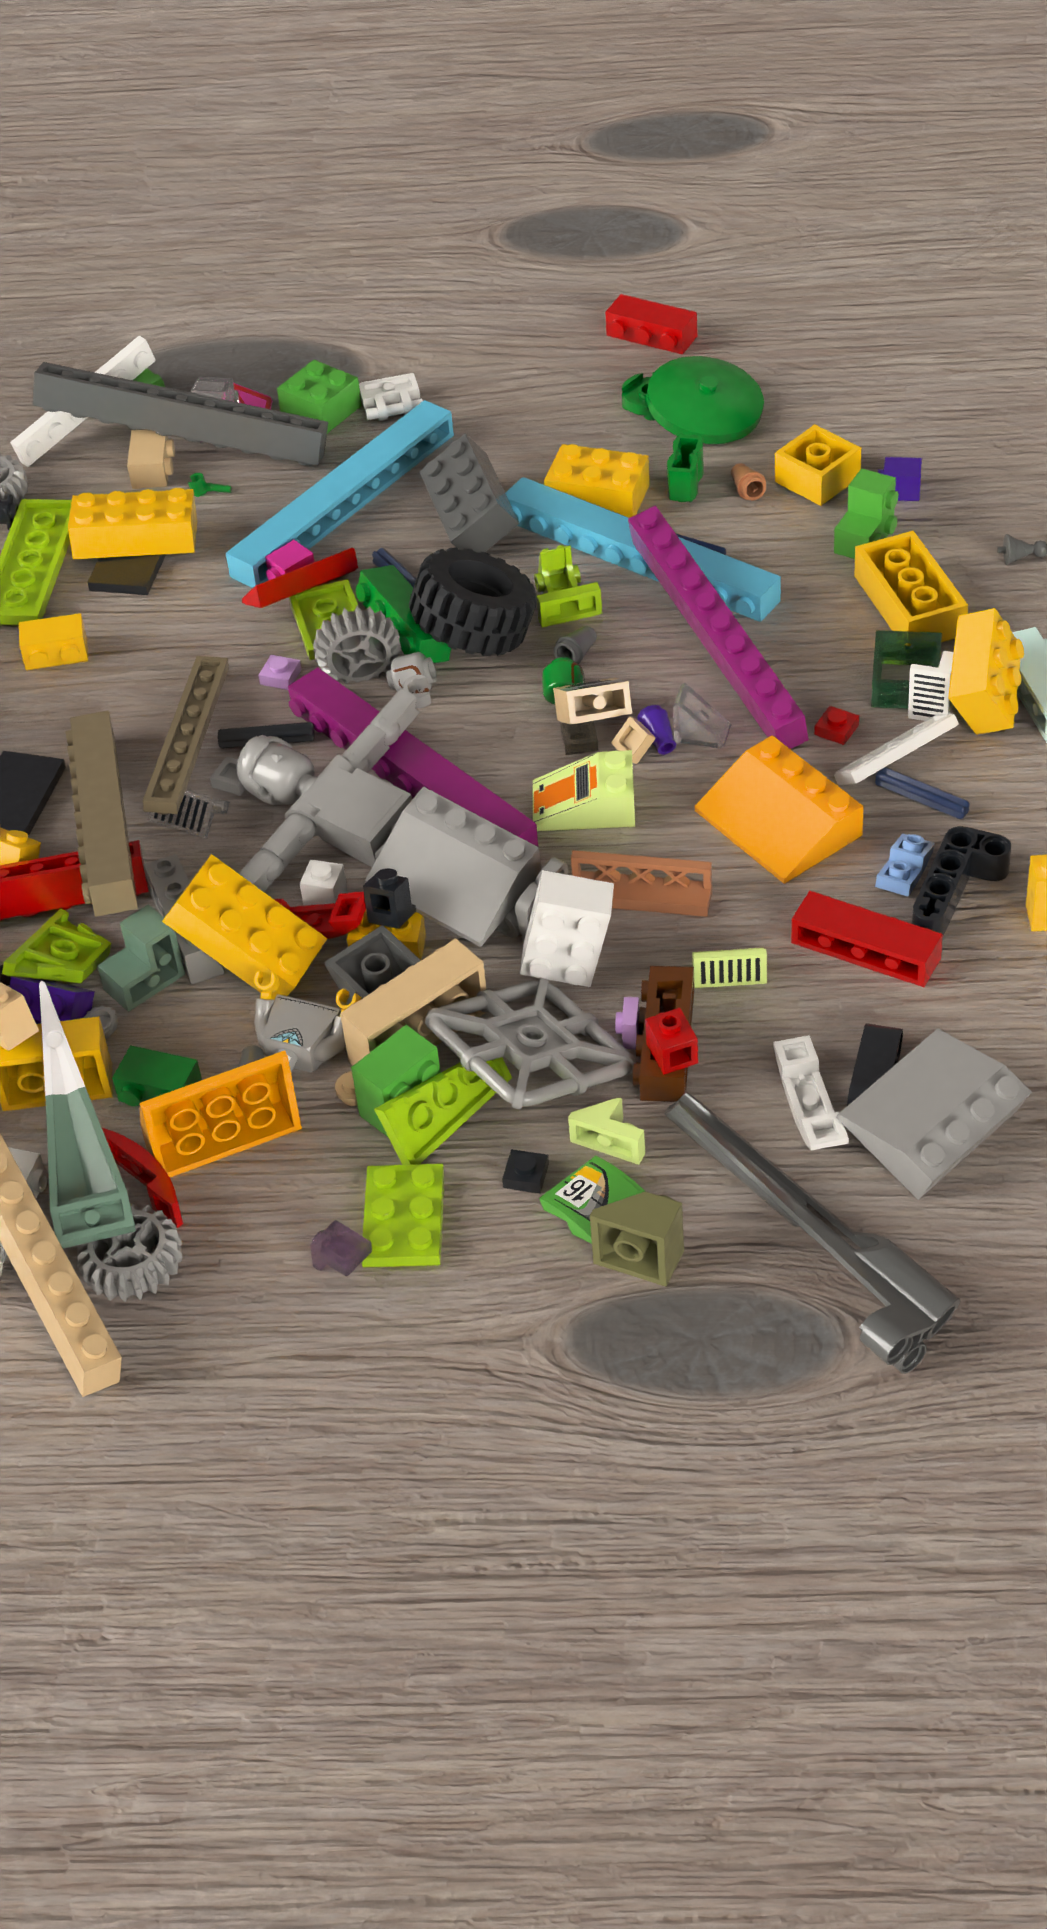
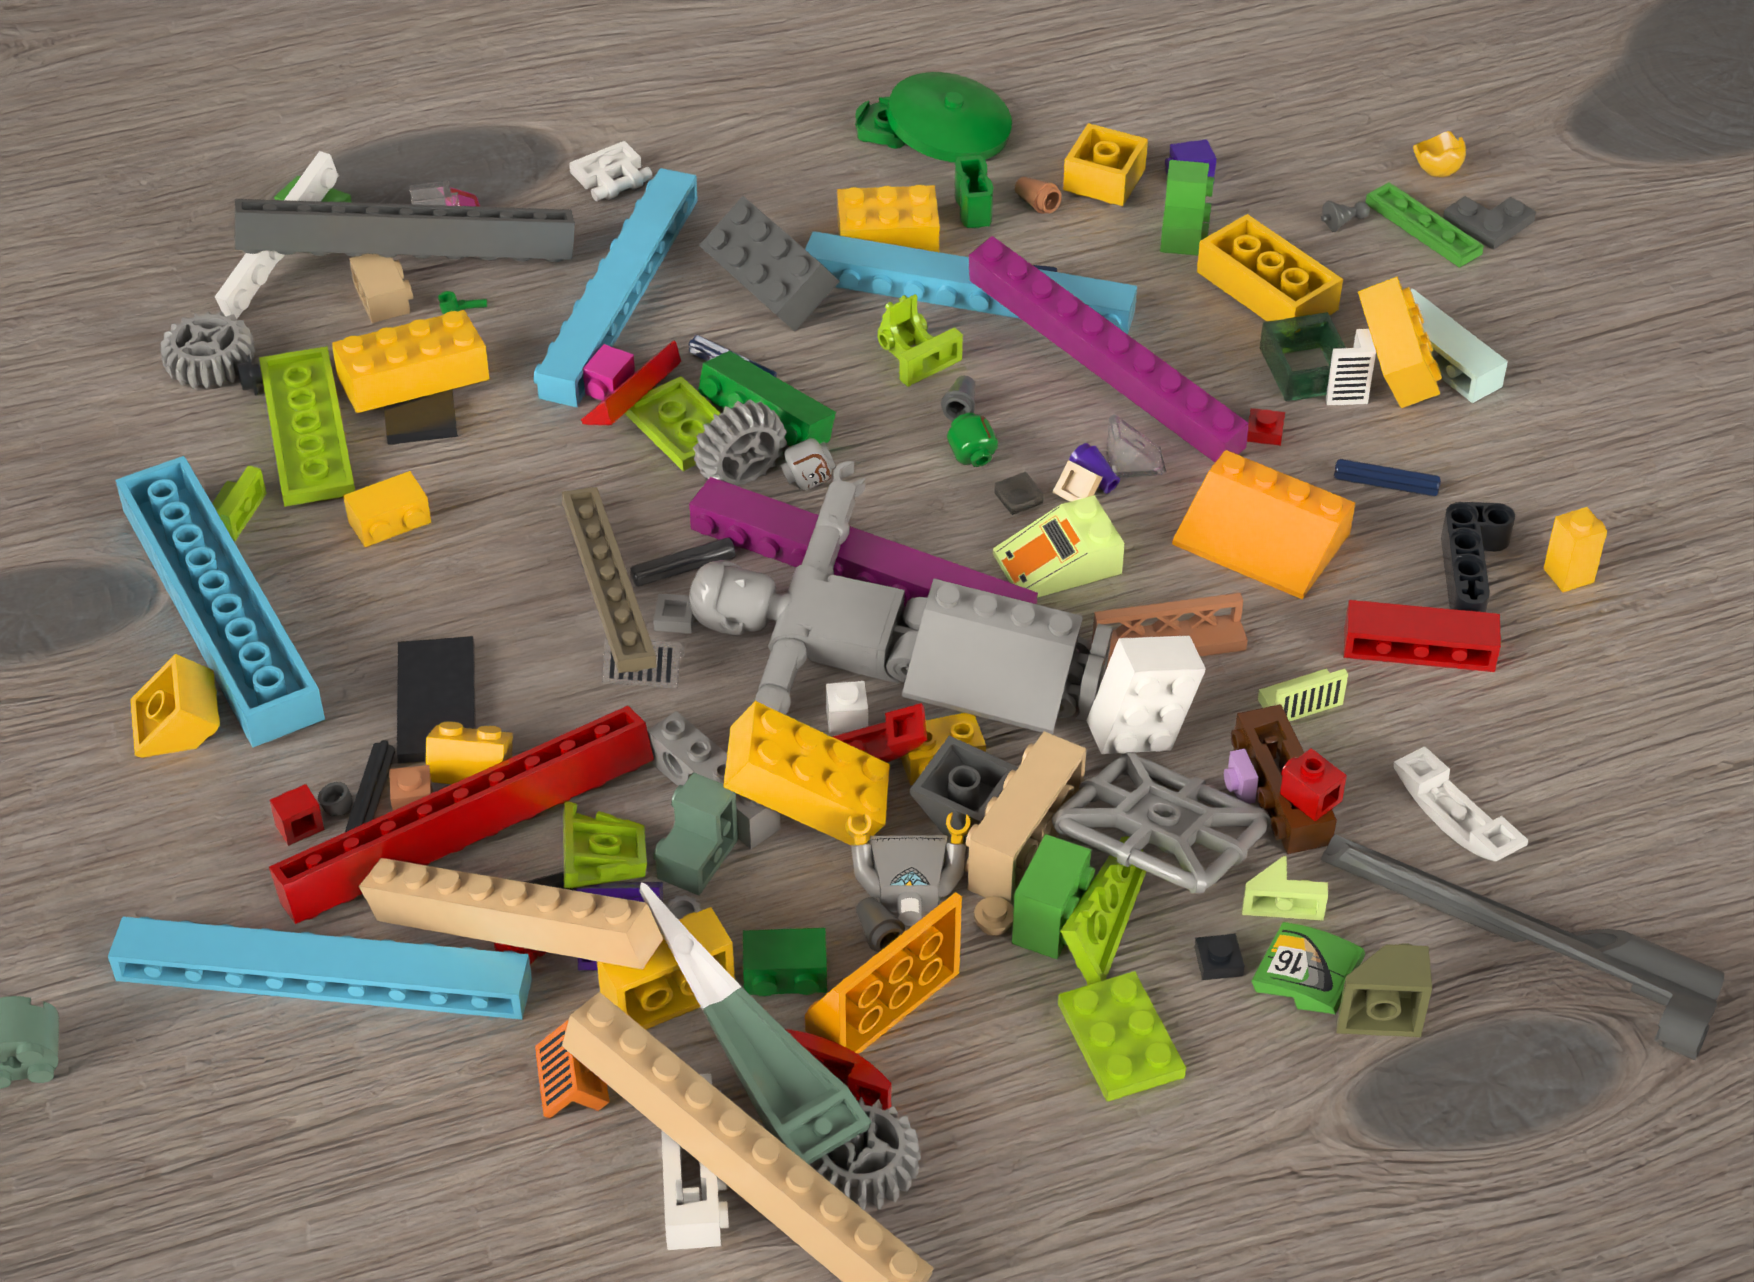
camera: 25 degrees left, 0 degrees up
(100, 815) = (576, 686): dark tan brick -> none
(279, 672) = (657, 490): lavender plate -> none
(320, 394) = (536, 179): bright green brick -> none
(339, 1248) = (1085, 1088): bracket -> none
(388, 892) = (946, 699): black brick -> none
(473, 601) = (844, 373): black tyre -> none
(592, 700) = (1019, 452): tan brick -> none
(651, 324) = (847, 47): red brick -> none
(876, 1055) = (1504, 766): black beam -> none
(895, 749) = (1341, 438): white tile -> none
(905, 864) = (1411, 553): light blue slope -> none
(933, 1109) = (1590, 791): light grey slope -> none

